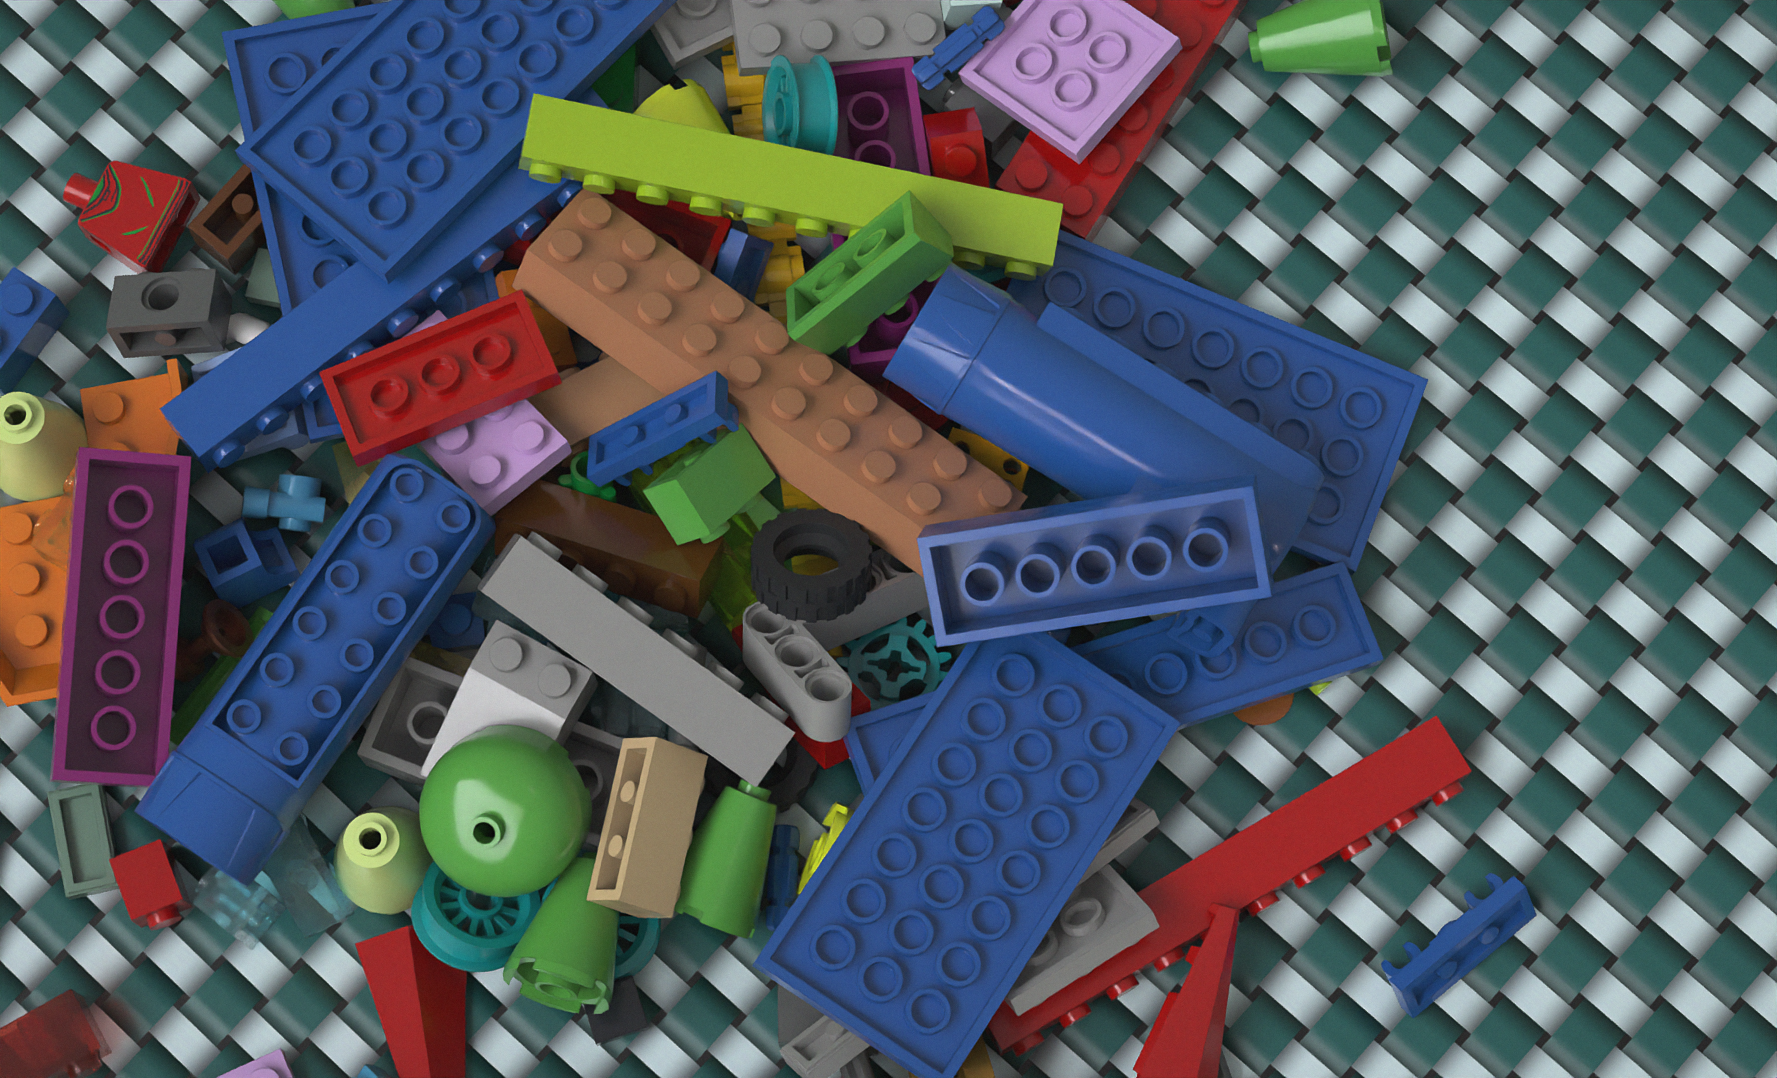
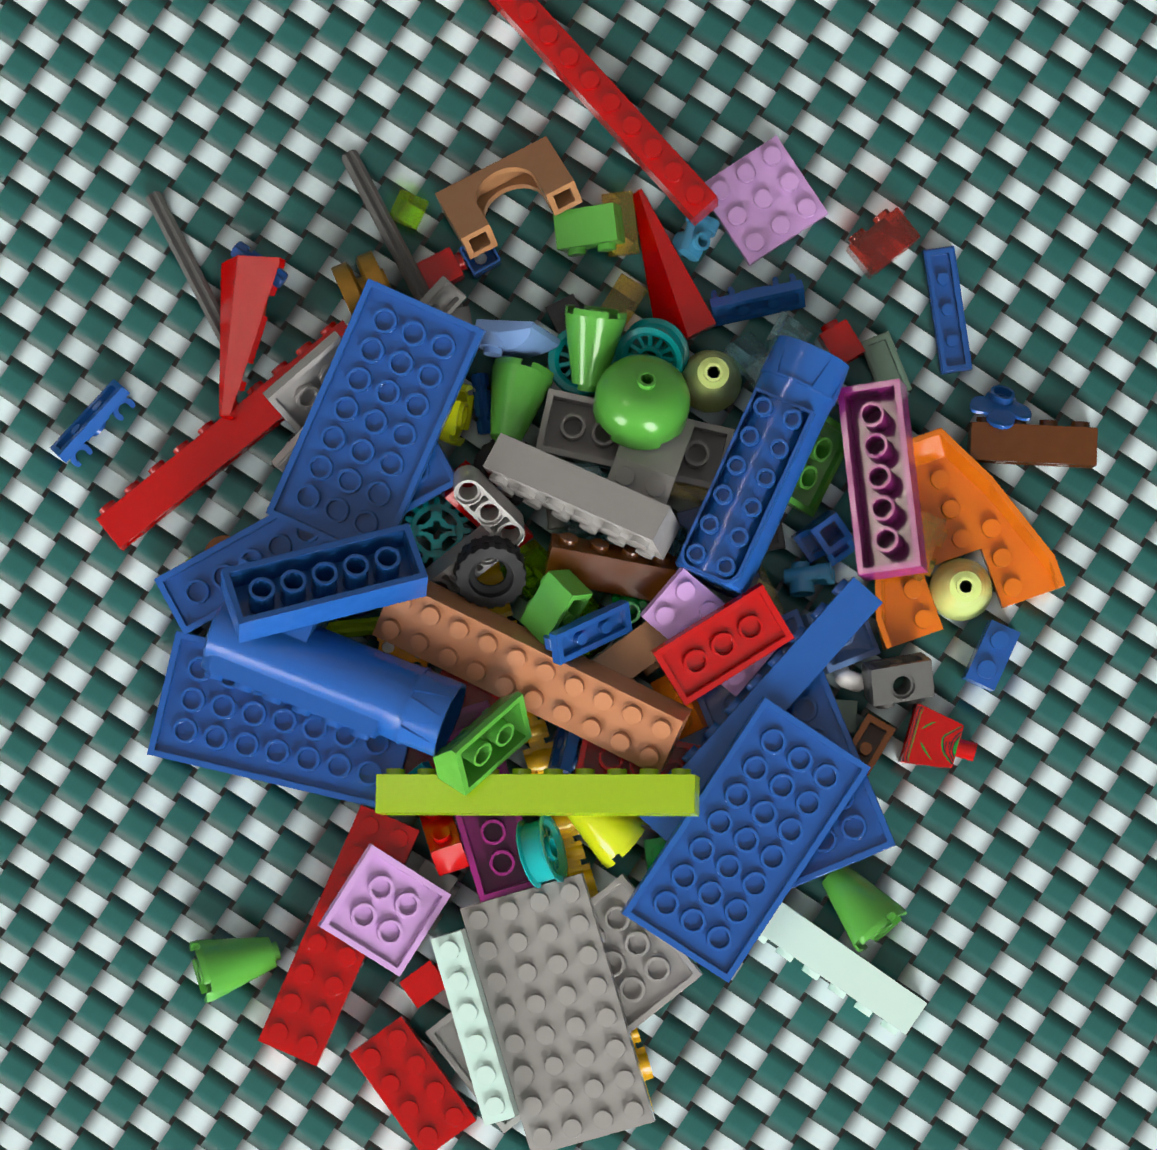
camera: 165 degrees right, 10 degrees up
(222, 631) = (827, 491): copper piece -> none
(278, 981) = (757, 301): none -> blue plate
(509, 1024) = (625, 296): none -> clear yellow tile
(647, 827) = (559, 404): tan brick -> none
(718, 962) = (515, 339): none -> medium blue slope
(958, 48) = (453, 908): blue axle -> none

